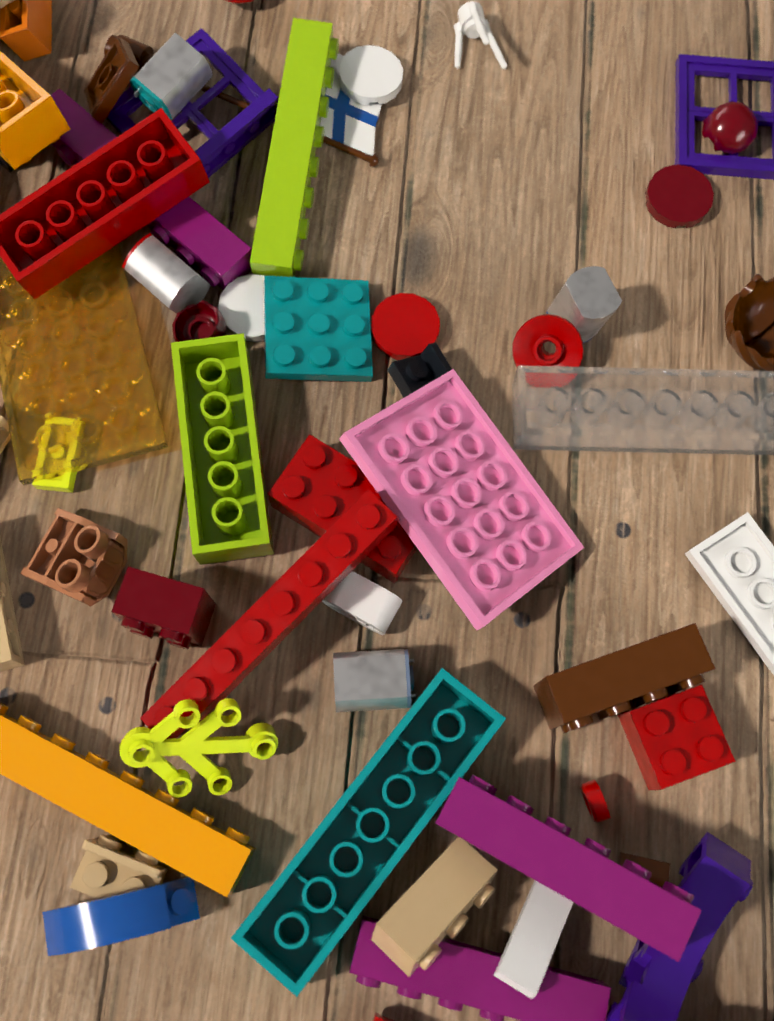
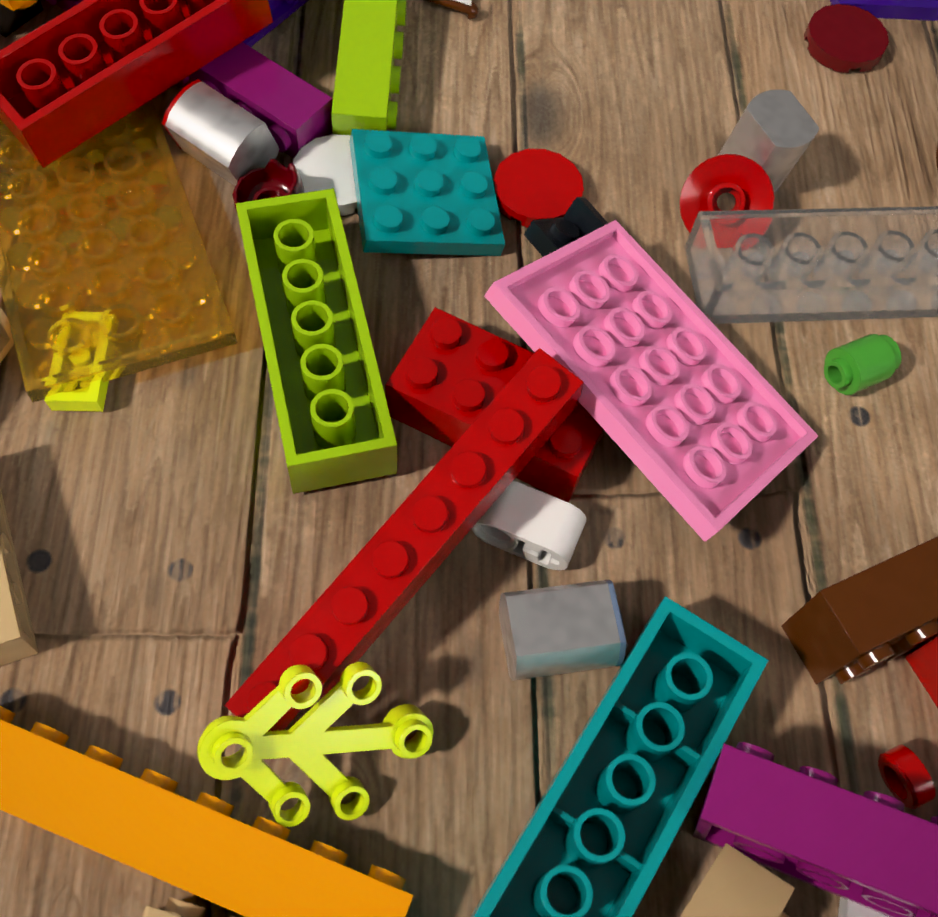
camera: 10 degrees left, 10 degrees down
(78, 558) = (116, 493): nougat slope -> none
(163, 607) = (249, 545): dark red brick -> none
(629, 491) = (862, 363): none -> bright green brick

